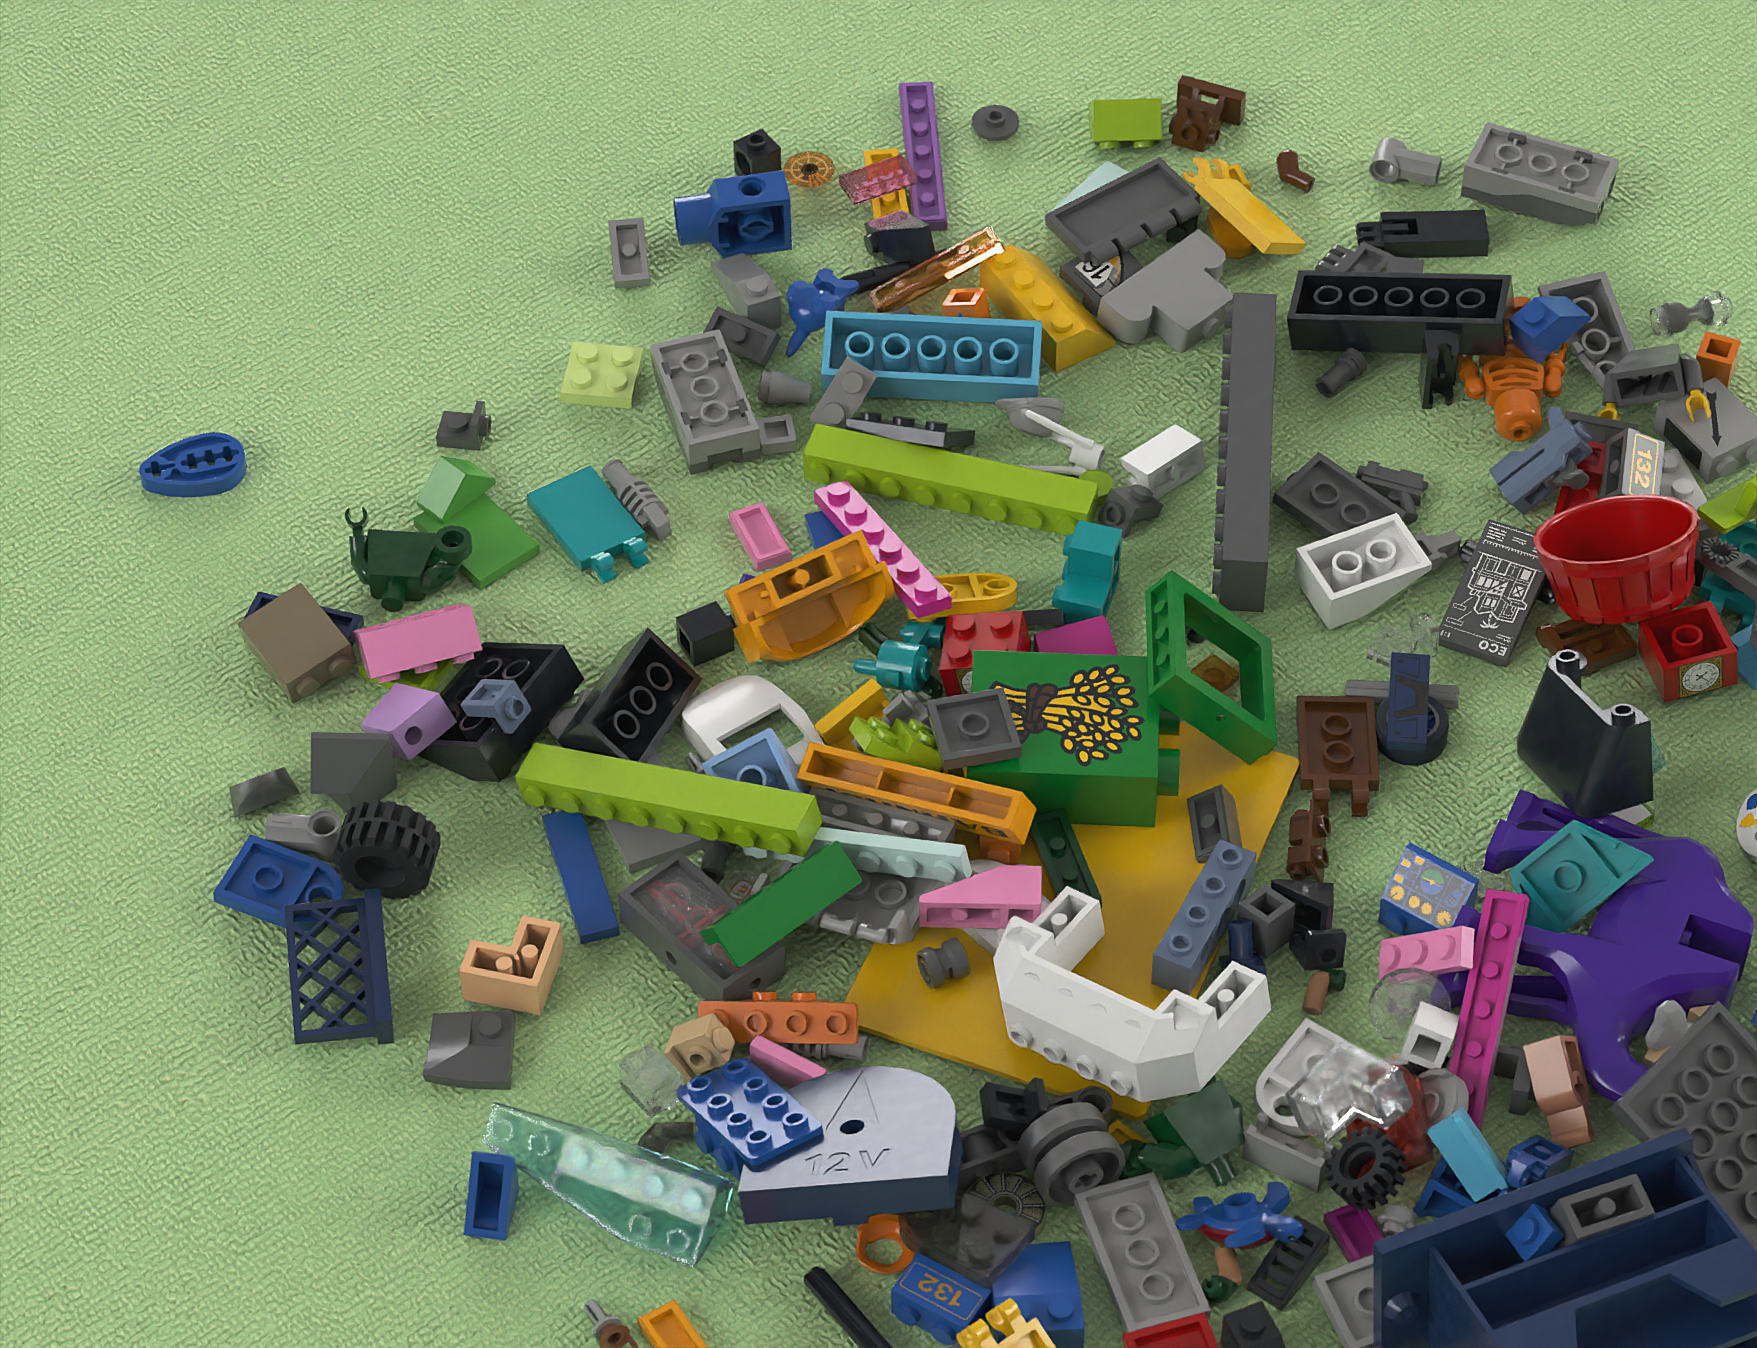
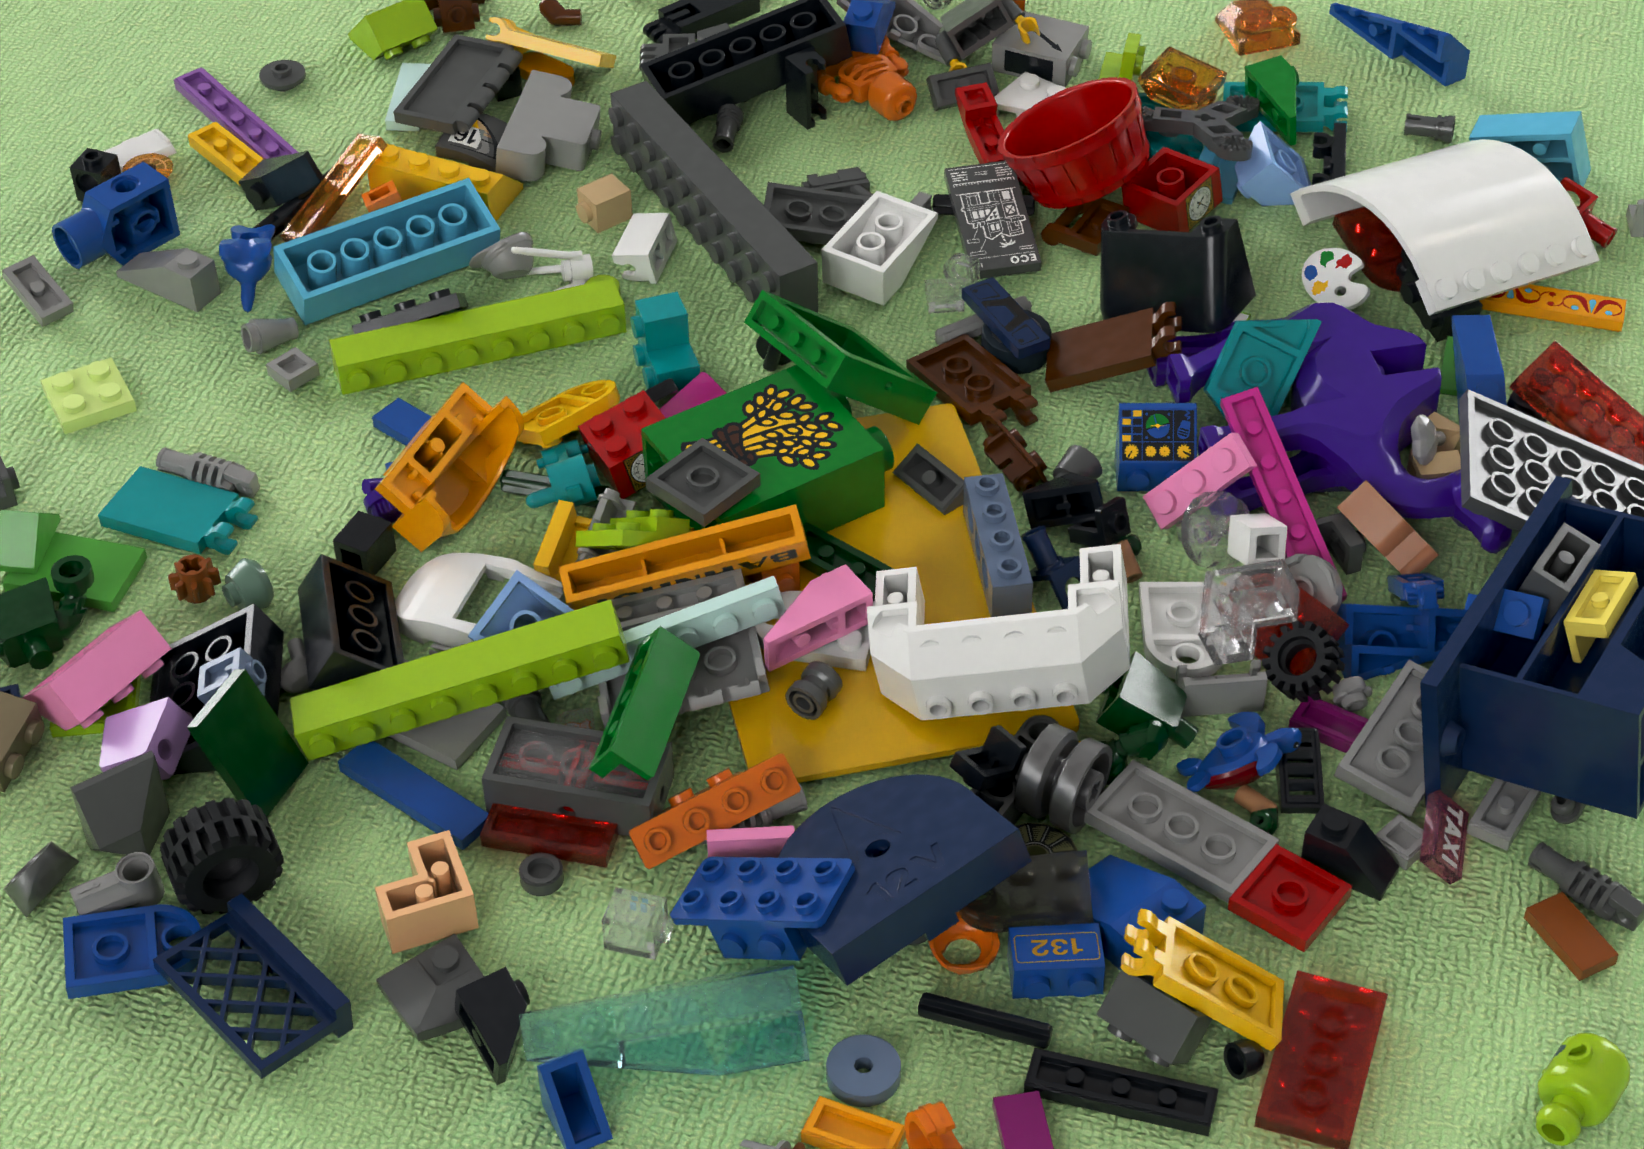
camera: 35 degrees left, 5 degrees down
(470, 767) = (247, 742): none -> dark green tile
(483, 1084) = (491, 1018): none -> black slope
(554, 593) = (194, 578): none -> dark orange gear
(587, 623) = (248, 585): none -> sand green cone
(620, 998) = (541, 874): none -> dark grey tile
(648, 969) = (551, 833): none -> clear red plate
(664, 1134) = (684, 963): clear smoke arm -> none
(699, 1046) = (661, 865): tan brick -> none
(705, 401) = (210, 368): light grey piece -> none
(730, 1316) = (863, 1088): none -> sand blue piece
(744, 336) = (196, 311): dark grey plate -> none
(760, 536) = (344, 453): bright pink tile -> none
(831, 142) = (150, 142): none -> white piece
(843, 394) = (334, 307): light grey plate -> none
(877, 179) = (220, 148): clear pink tile -> none
(910, 578) = (428, 396): plate -> none
(1127, 505) = (644, 285): dark grey bracket -> none
(1163, 399) = (604, 203): none -> tan brick
(1271, 919) = (1047, 512): dark grey brick -> none
(1349, 883) = (1078, 461): none -> dark grey hat
(1469, 1154) = (1373, 605): medium azure panel -> none
(1480, 781) = (1112, 347): none -> reddish brown tile
(1545, 465) = (952, 114): sand blue piece -> none
(1605, 1266) = (1598, 609): none -> light yellow panel
(1632, 464) = (1015, 85): brick -> none

